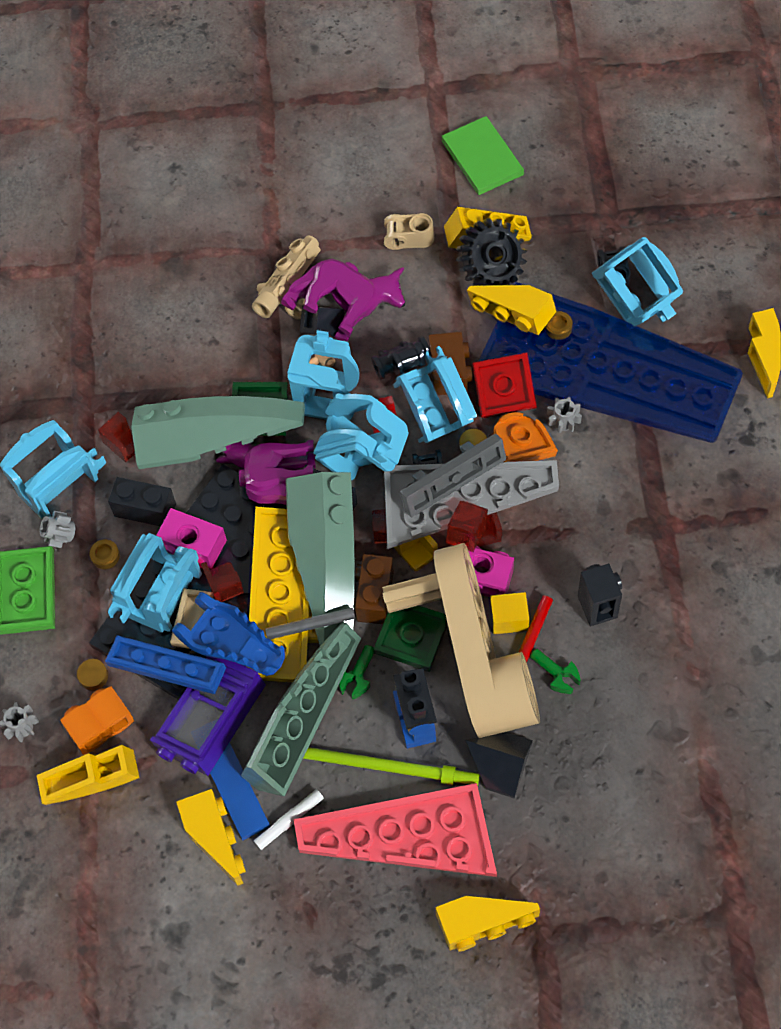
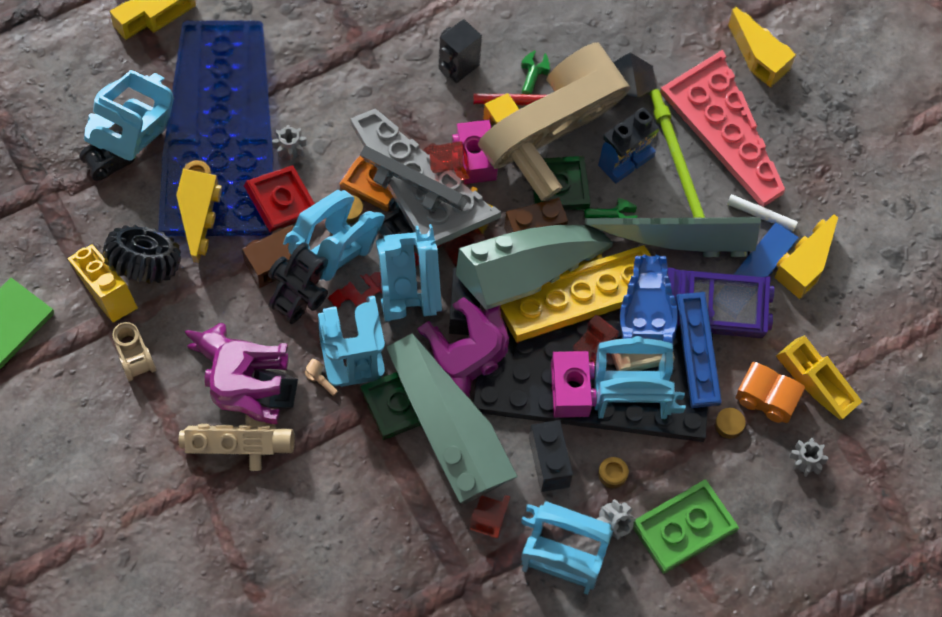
camera: 125 degrees left, 0 degrees up
(310, 623) = (601, 248): flat silver bar -> none
(524, 438) = (330, 169): orange tile -> none

